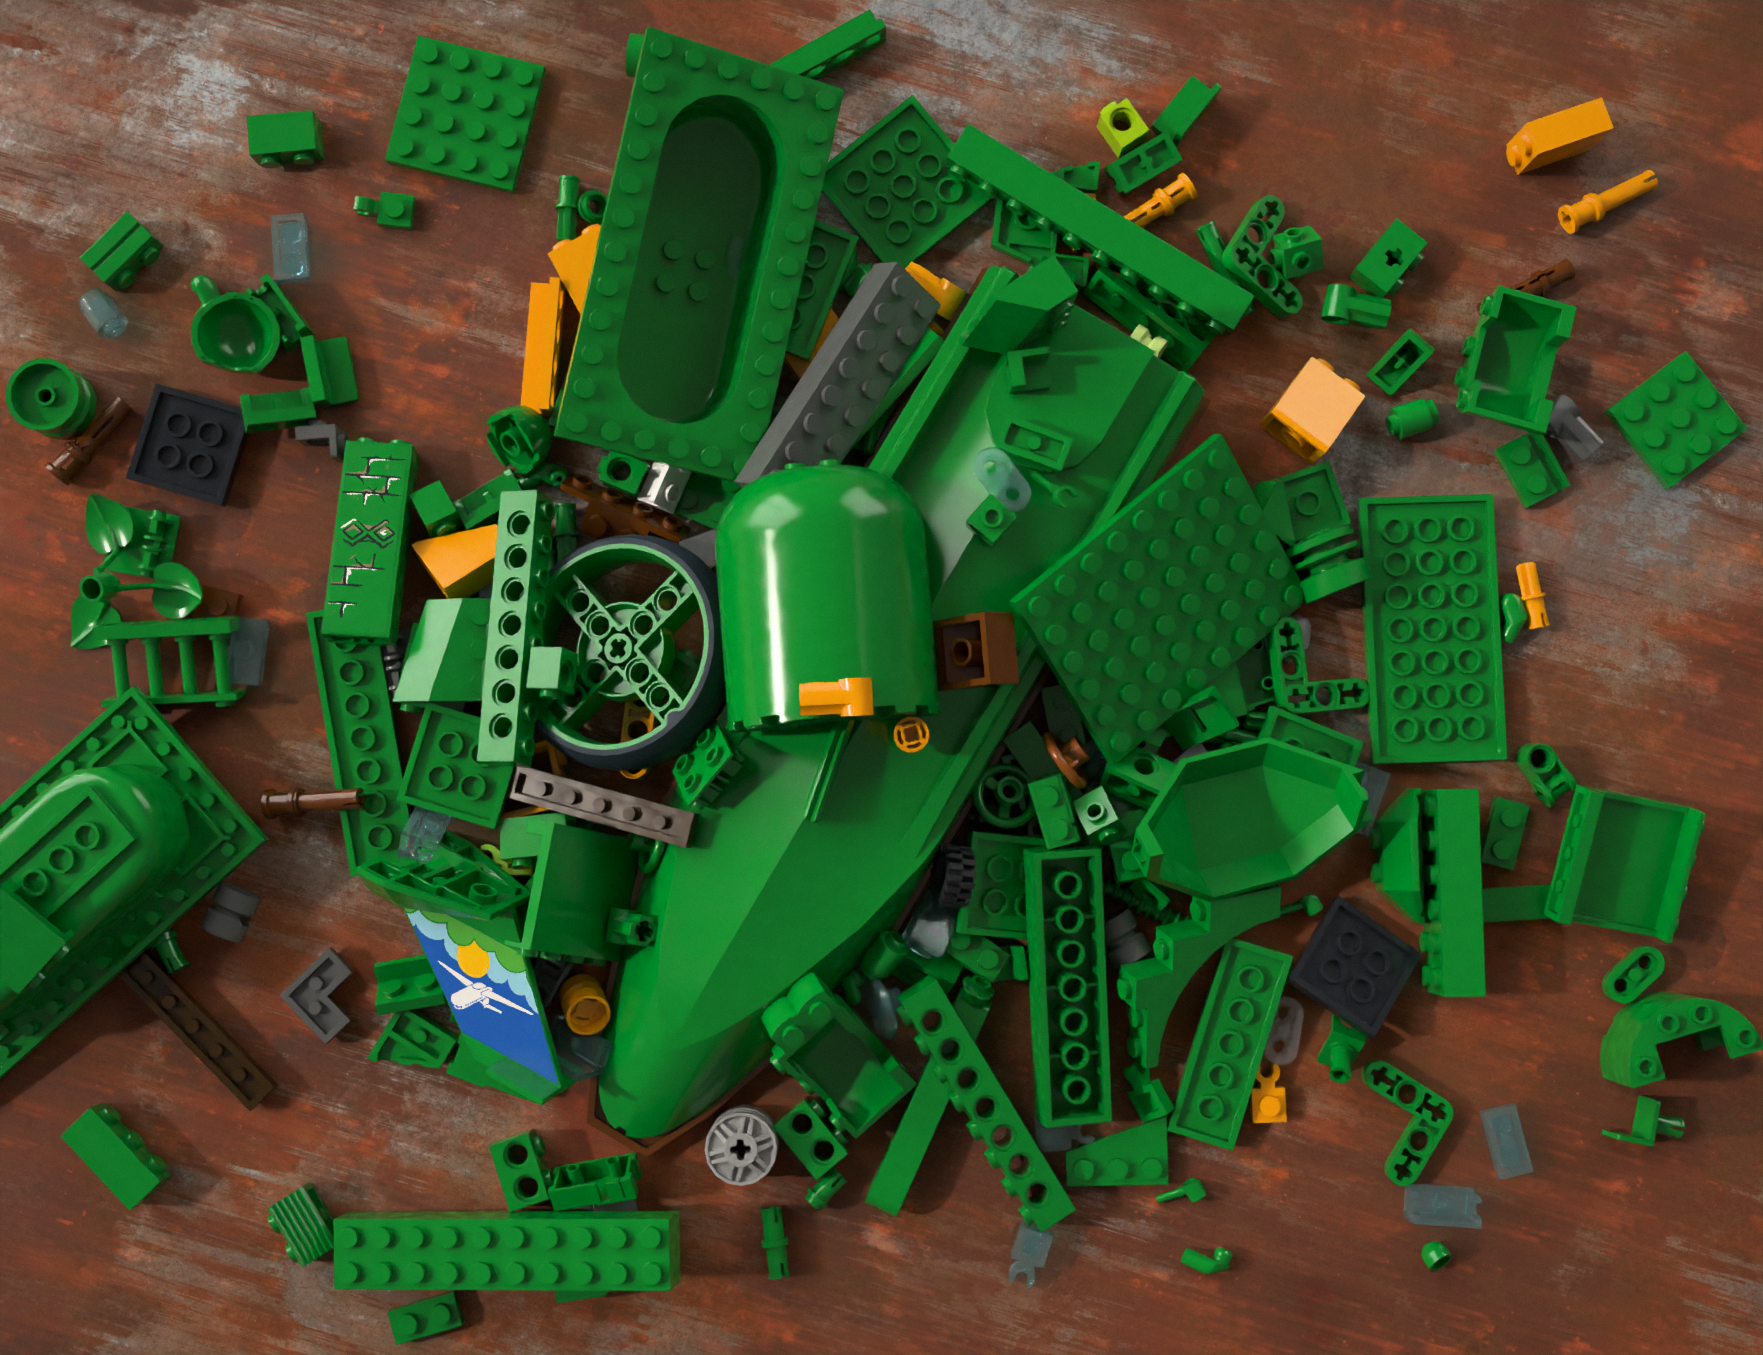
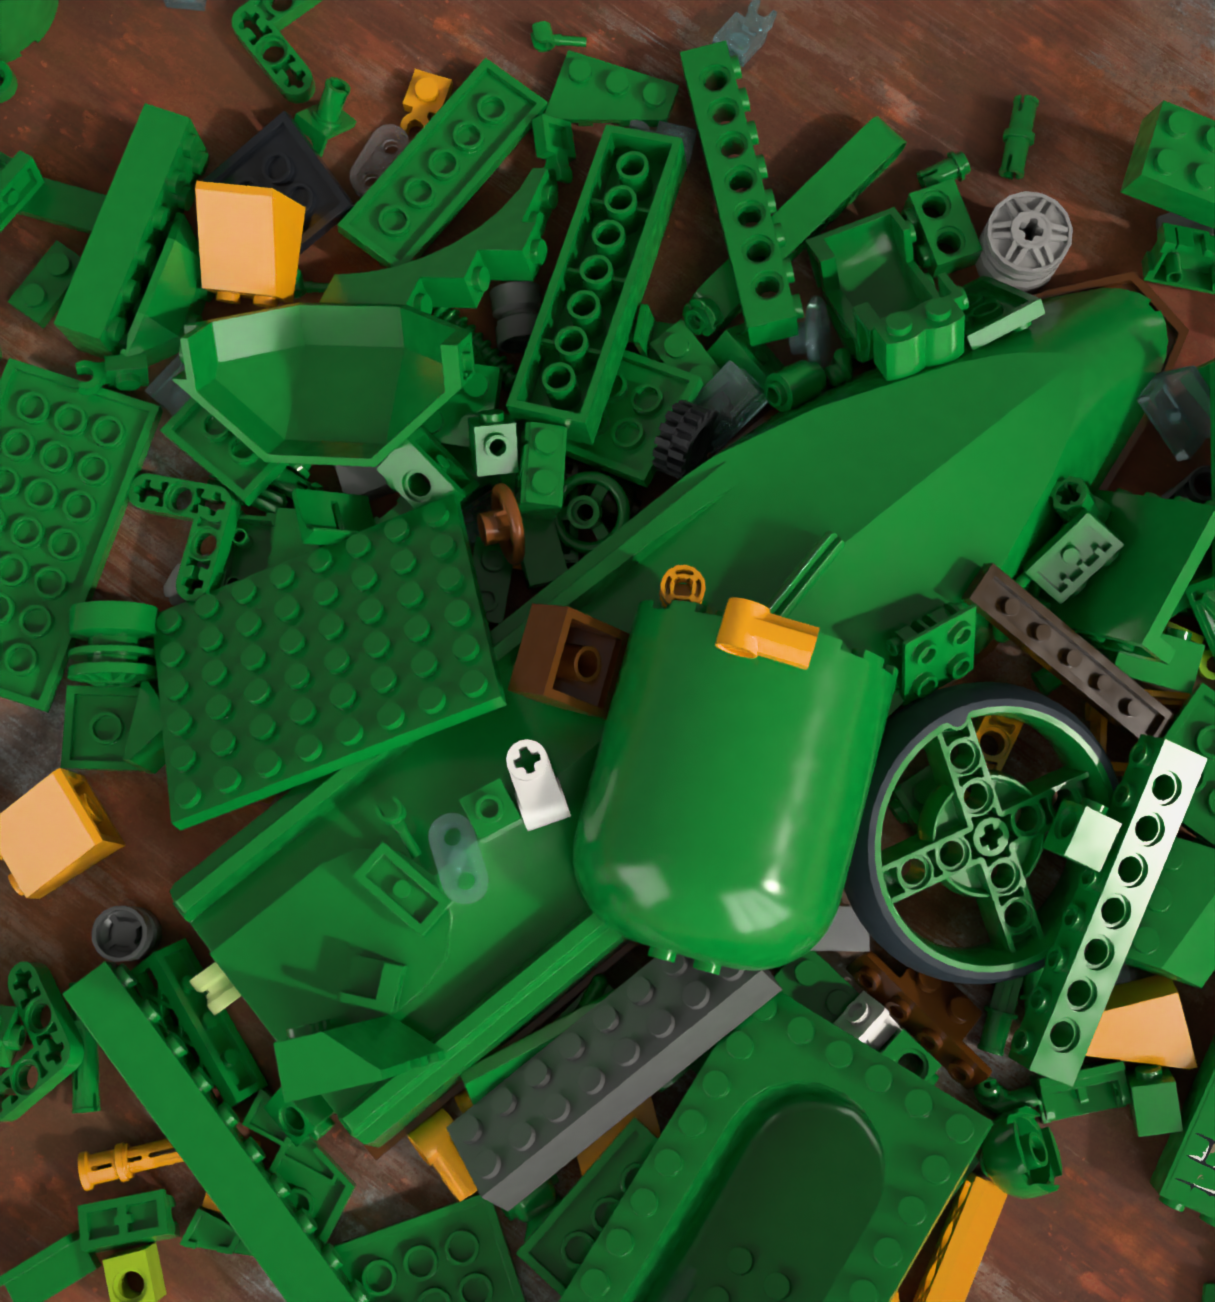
camera: 155 degrees left, 5 degrees down
(584, 1004) = (1153, 454): light orange wheel -> none
(623, 887) = (1074, 556): none -> green bracket
(749, 1072) = (997, 310): none -> green wing
(962, 547) = (538, 792): none -> white piece
(1228, 358) = (126, 933): none -> dark grey wheel
(1355, 914) = (248, 242): none -> light orange slope
(1414, 779) = (117, 371): none -> green plate

